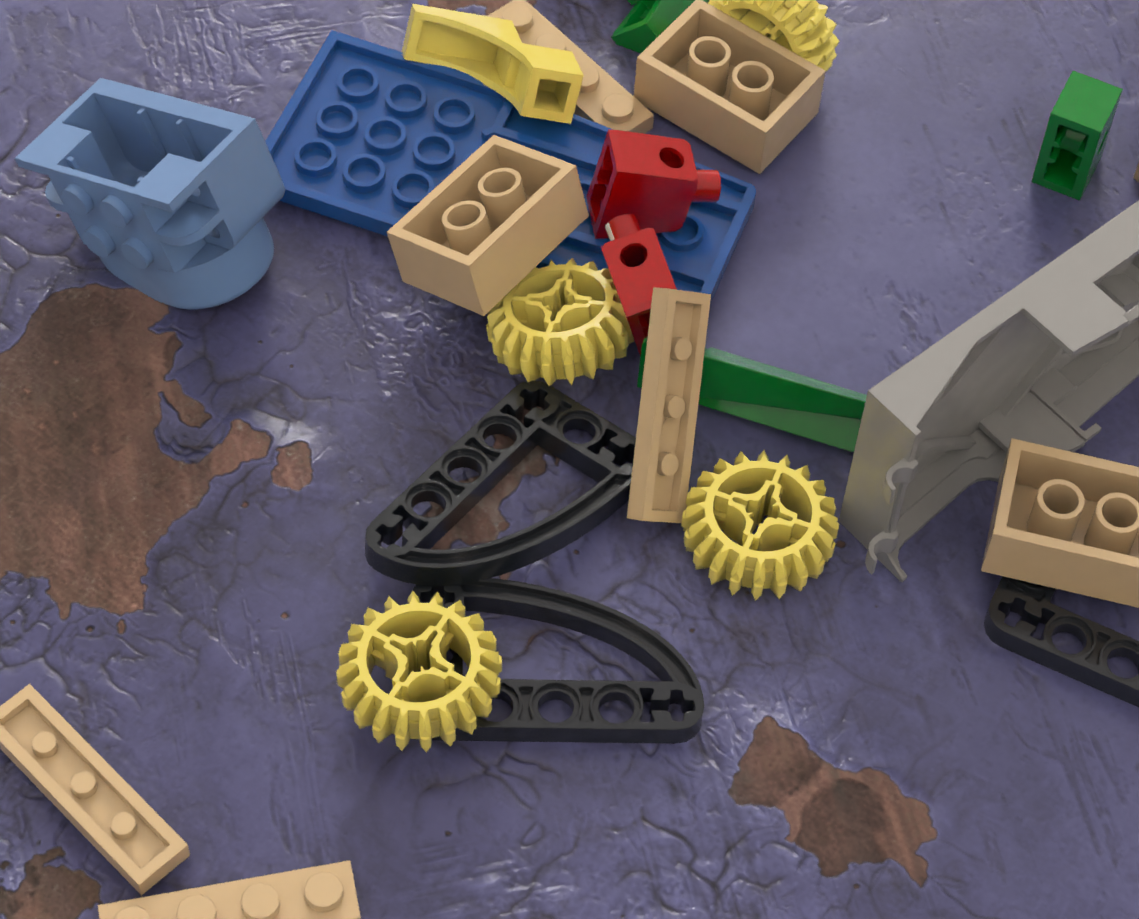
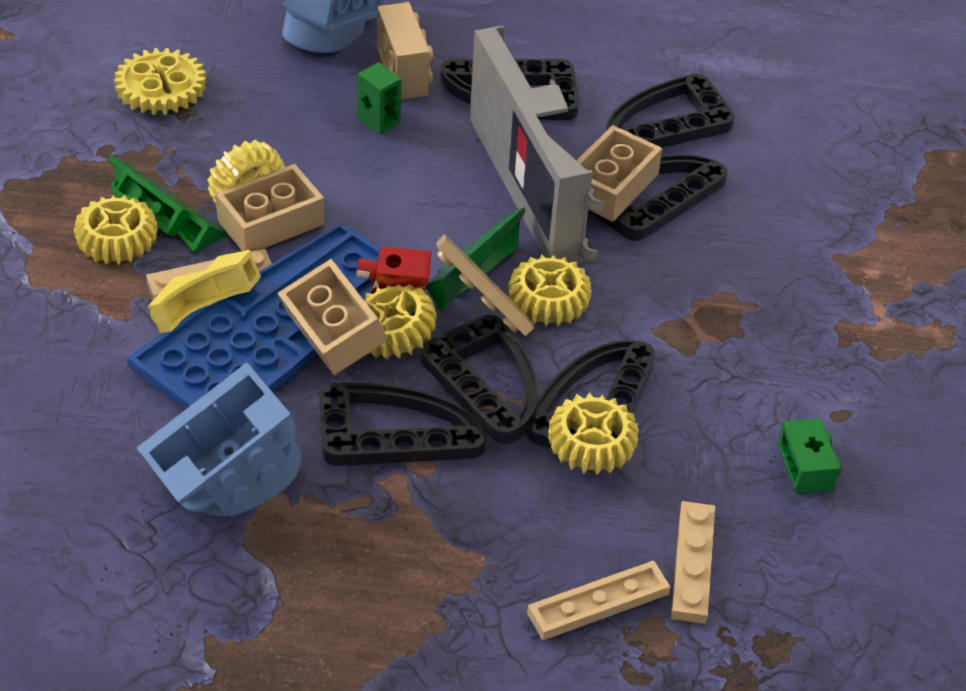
camera: 70 degrees left, 10 degrees down
(301, 347) = (465, 427): none -> black beam
(648, 179) = (335, 242): red torso -> none

